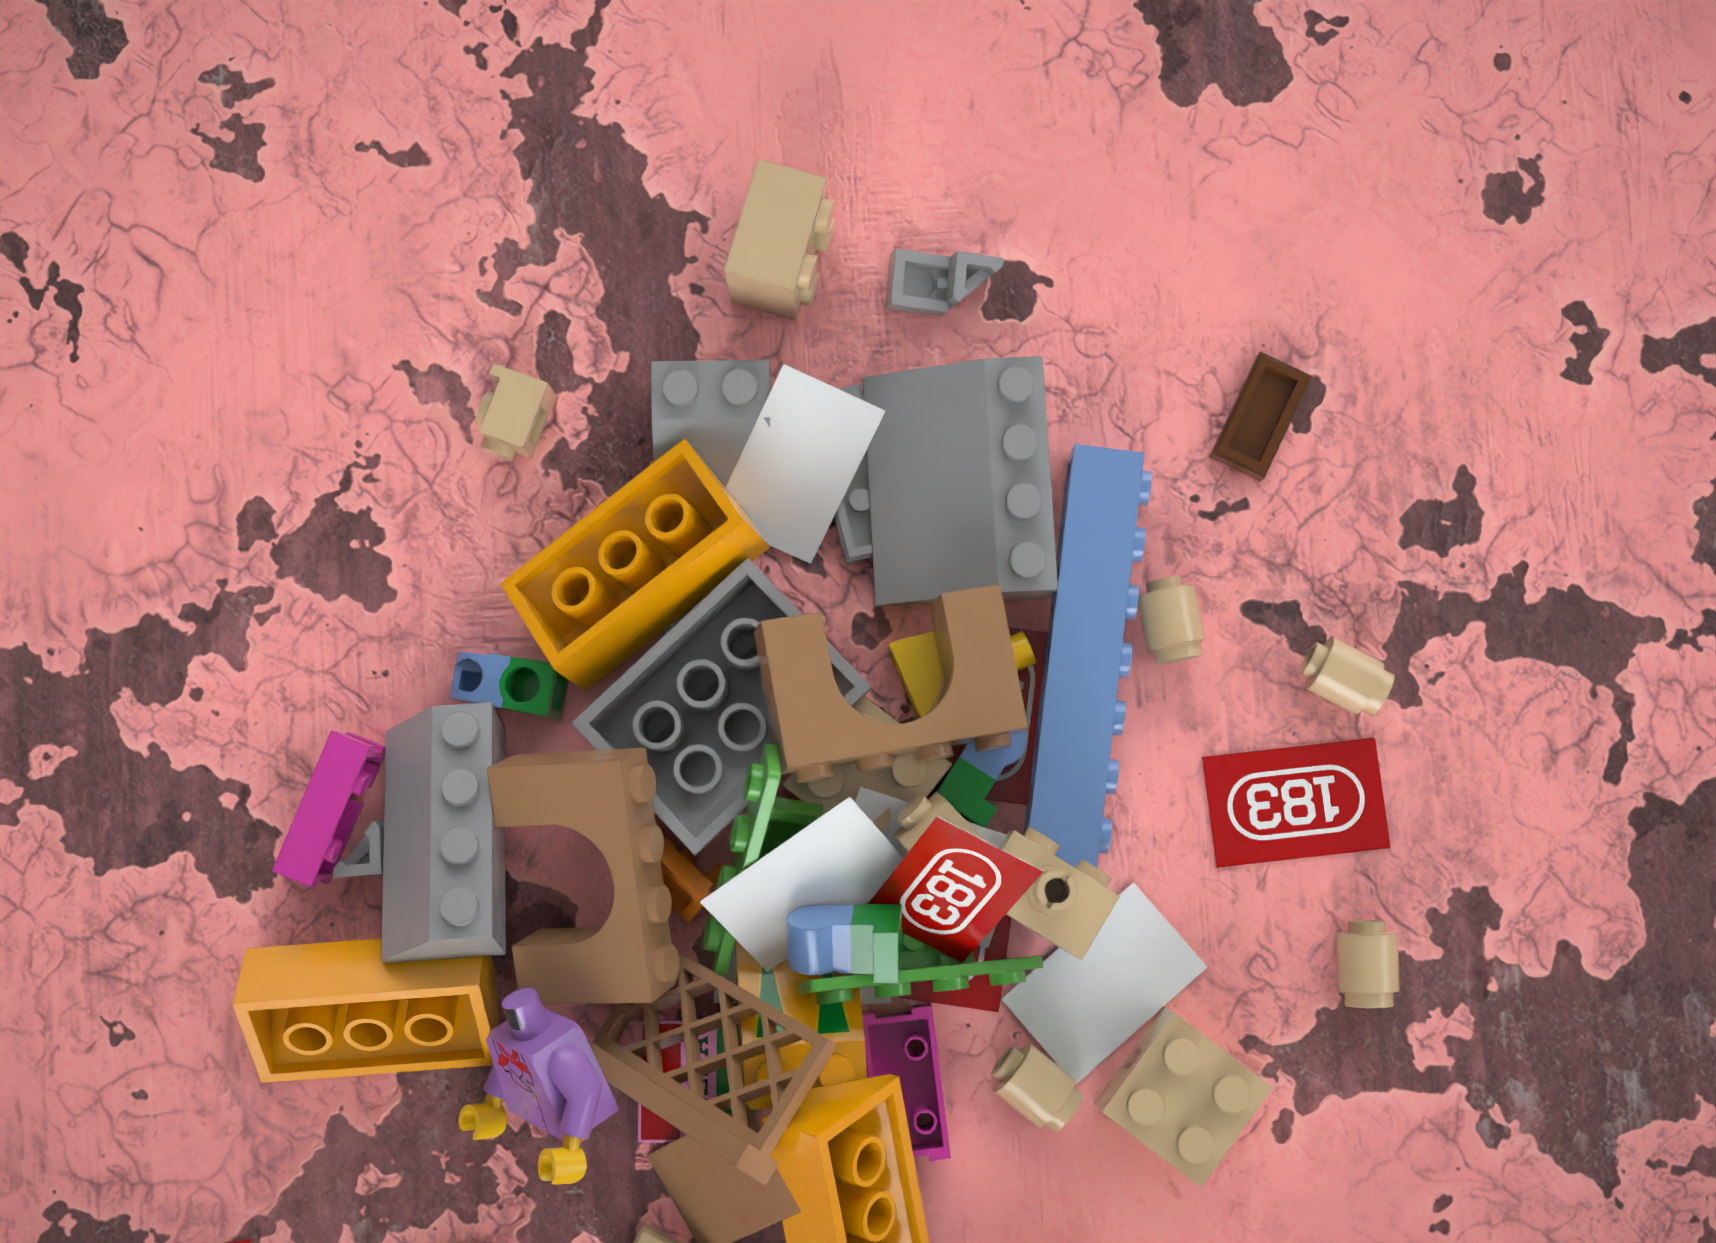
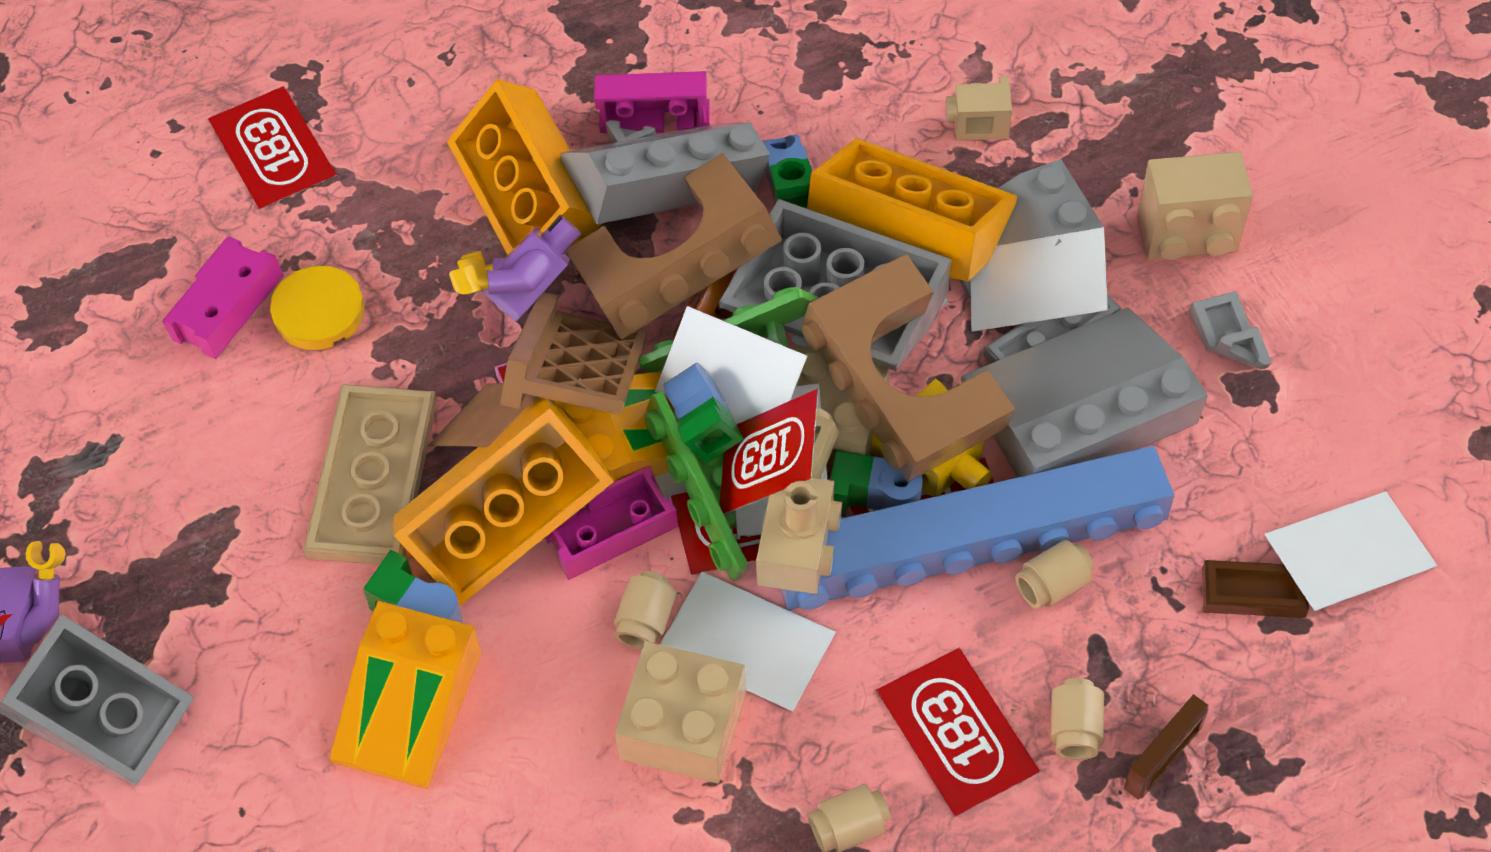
camera: 70 degrees right, 25 degrees down
(1258, 296) = (1350, 550): none -> white sticker
(1414, 601) = (1166, 747): none -> reddish brown tile

